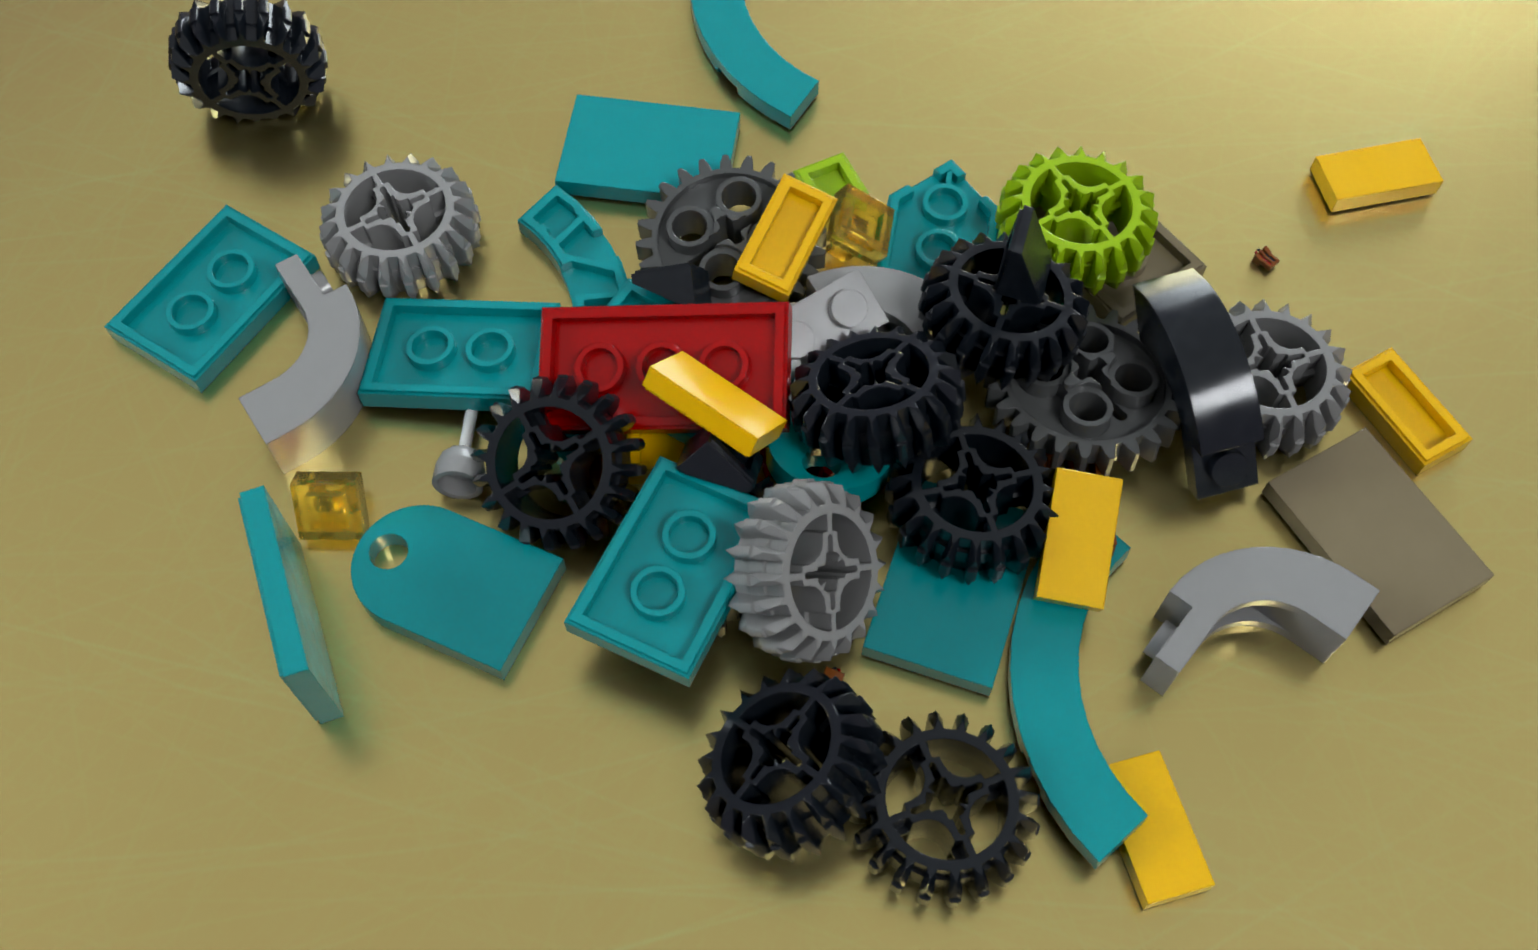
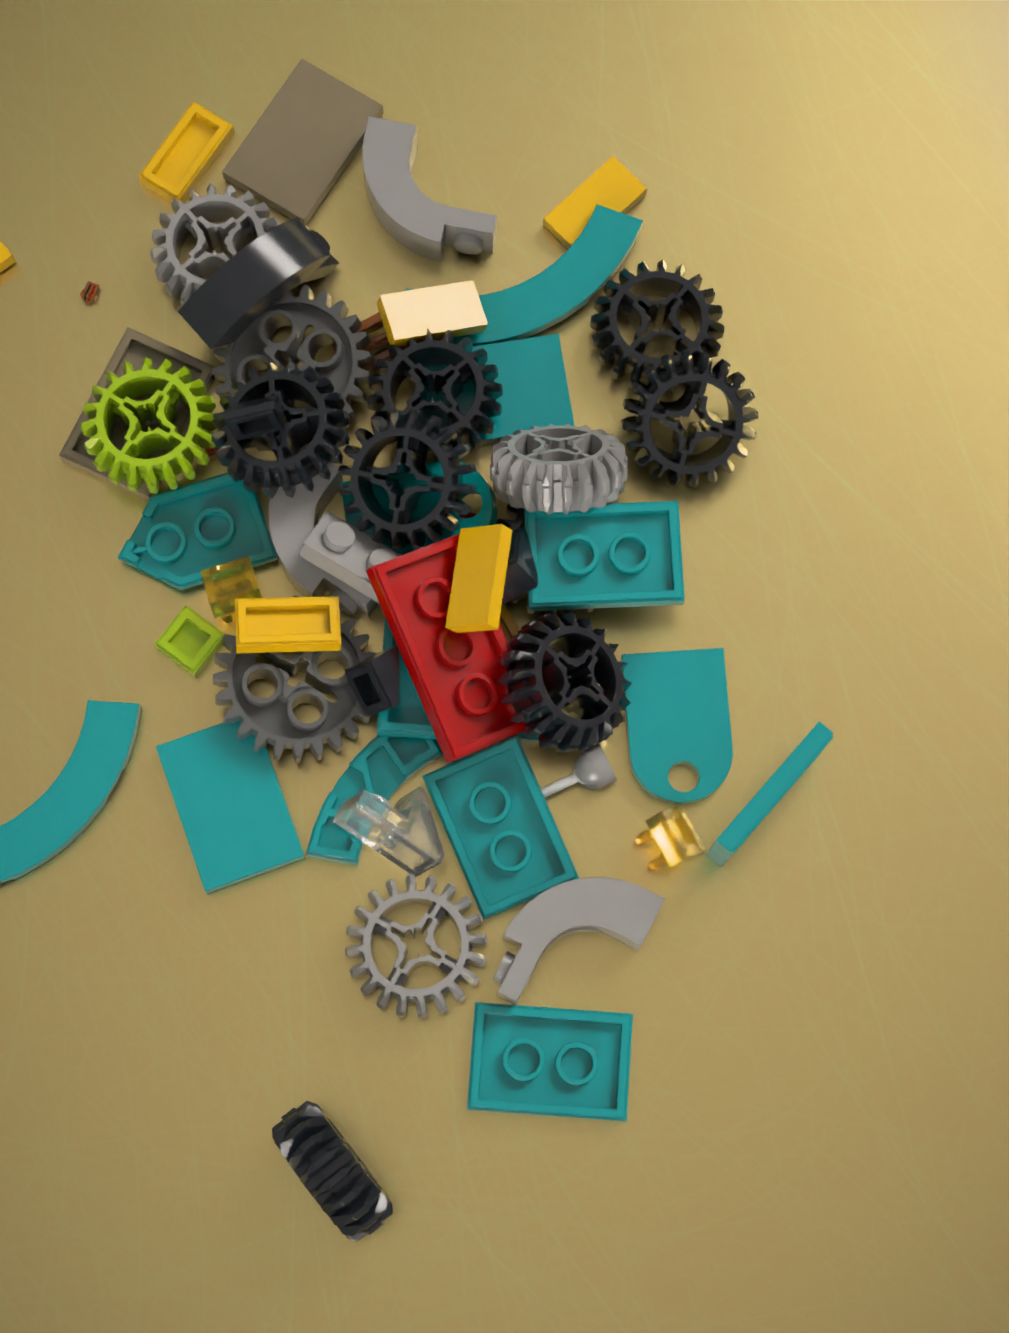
camera: 120 degrees left, 15 degrees up
(510, 253) = (400, 834): none -> clear slope

